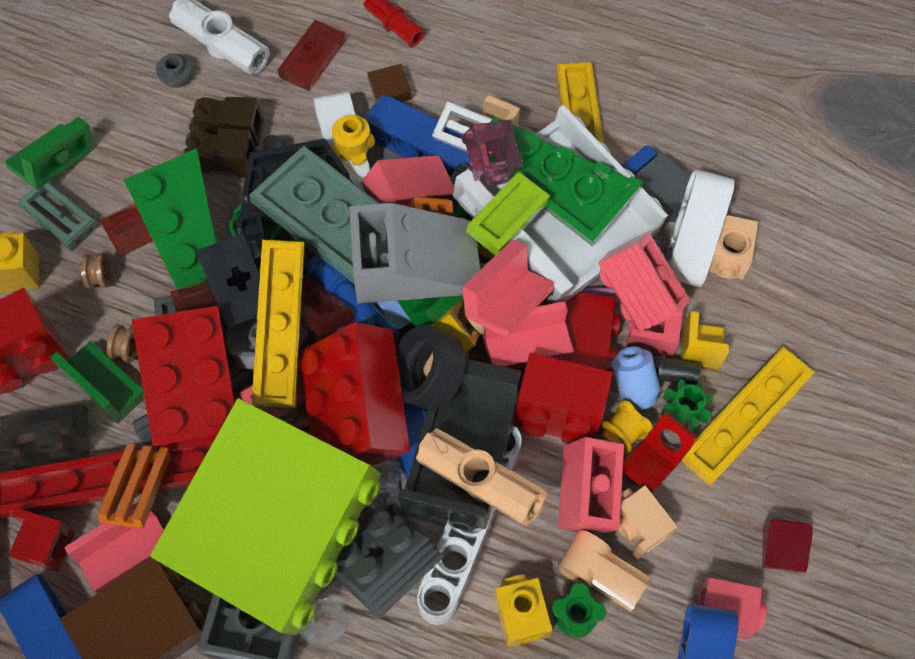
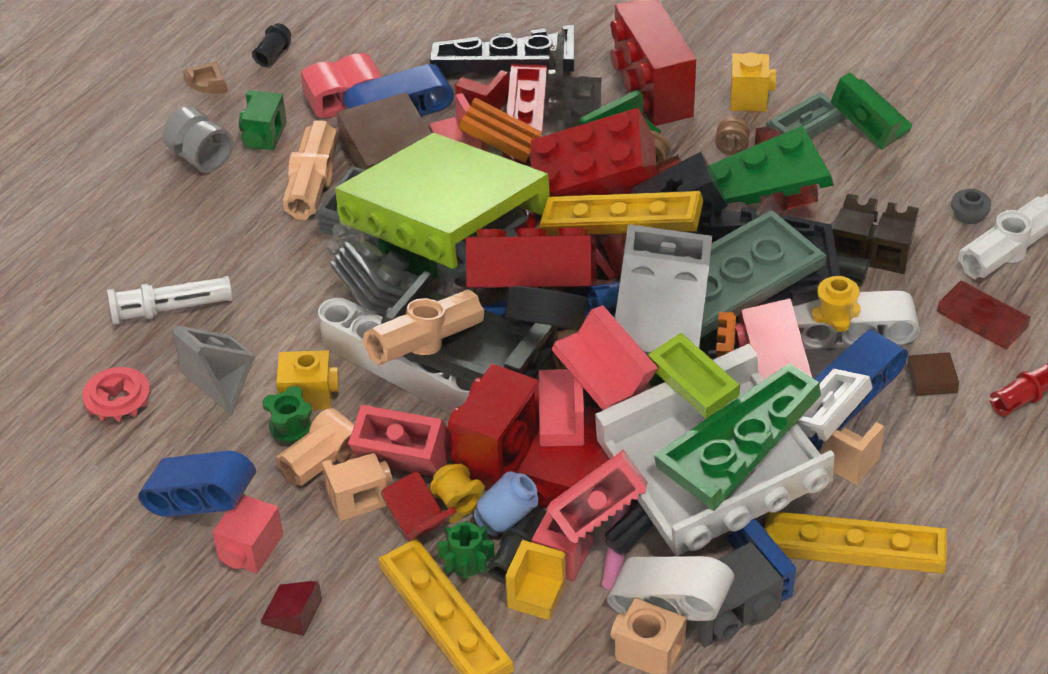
camera: 105 degrees right, 20 degrees down
(497, 140) = (764, 360): clear pink brick -> none

